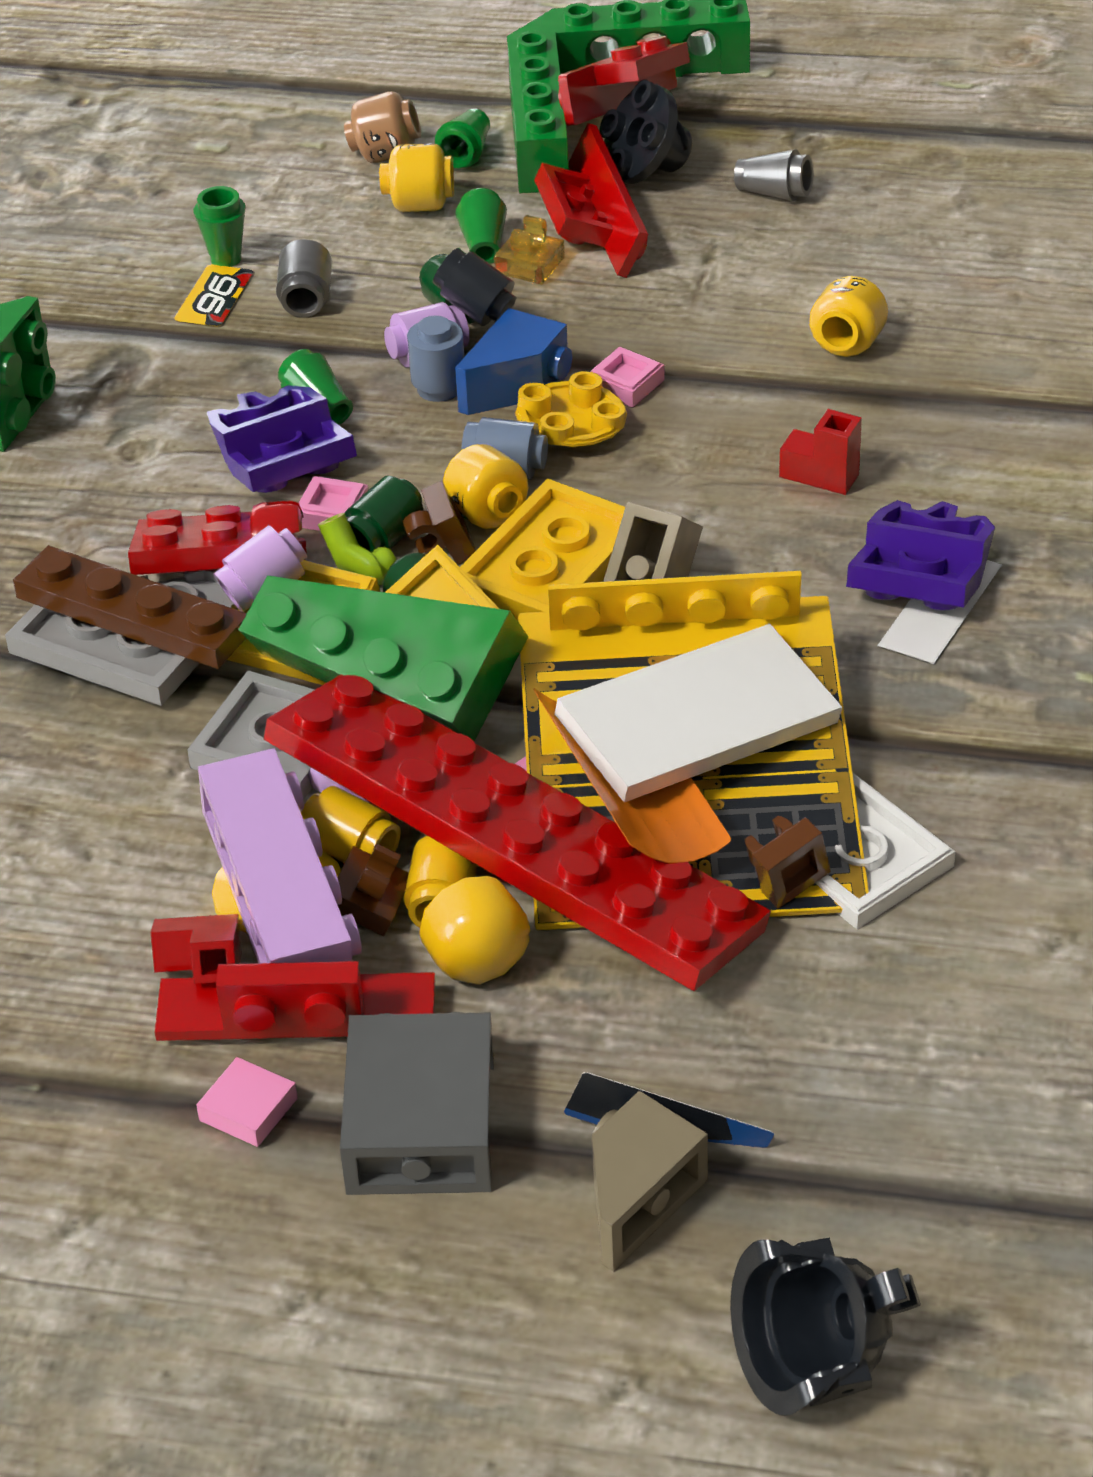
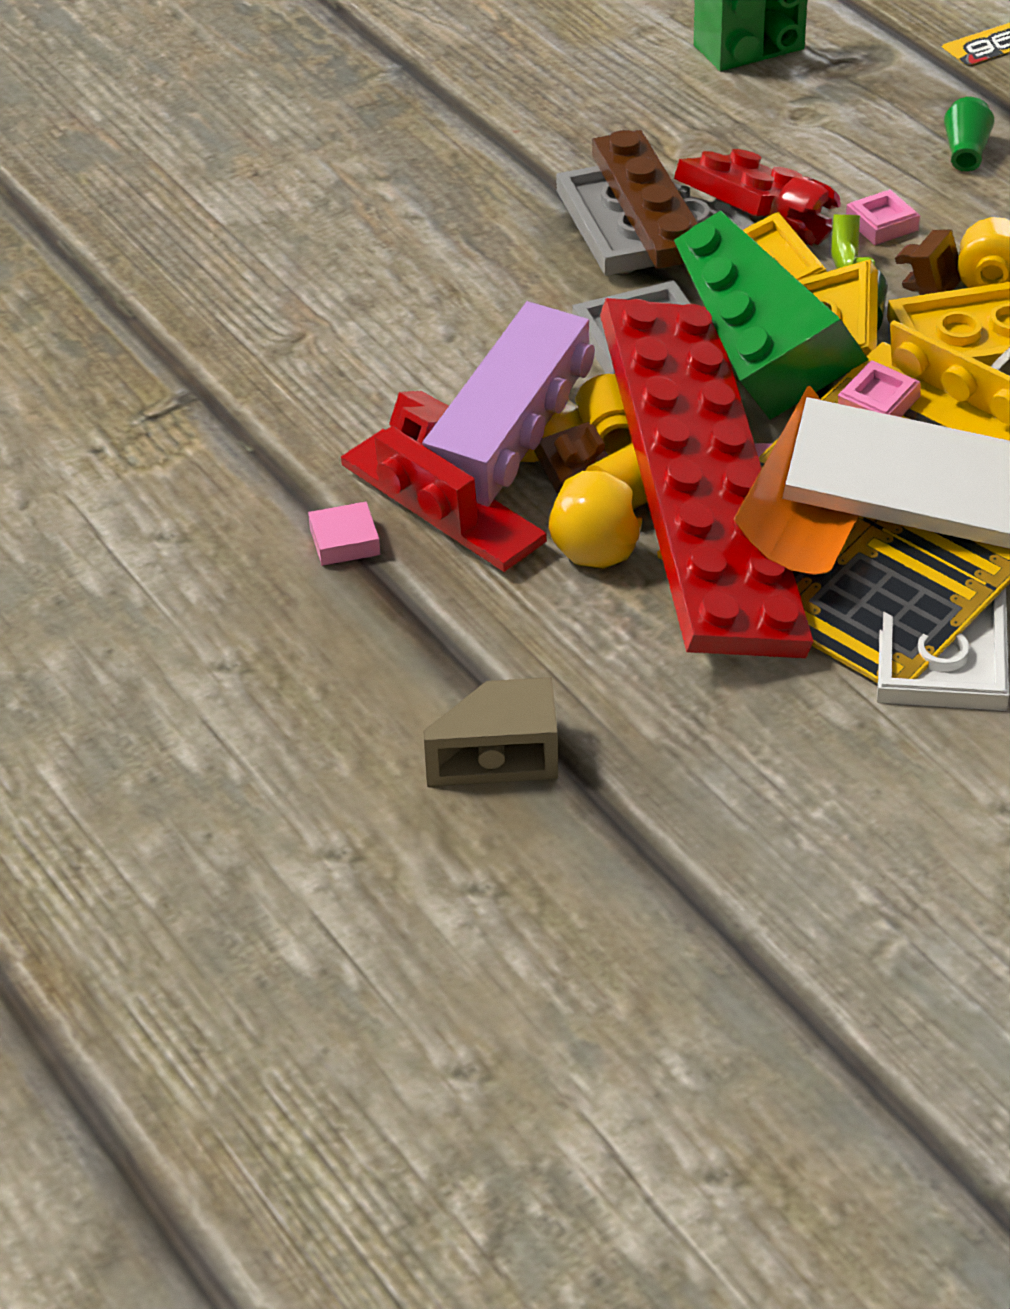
camera: 45 degrees right, 0 degrees up
(260, 556) = (756, 210): lavender brick -> none
(280, 437) = (895, 152): dark purple plate -> none
(380, 513) = (891, 232): dark green brick -> none
(417, 1104) = (421, 590): dark grey panel -> none
(575, 660) = (881, 390): none -> bright pink tile
(599, 1095) = (568, 715): black sticker -> none
(789, 861) = (859, 615): reddish brown tile -> none
(811, 1321) = (481, 893): black helmet -> none

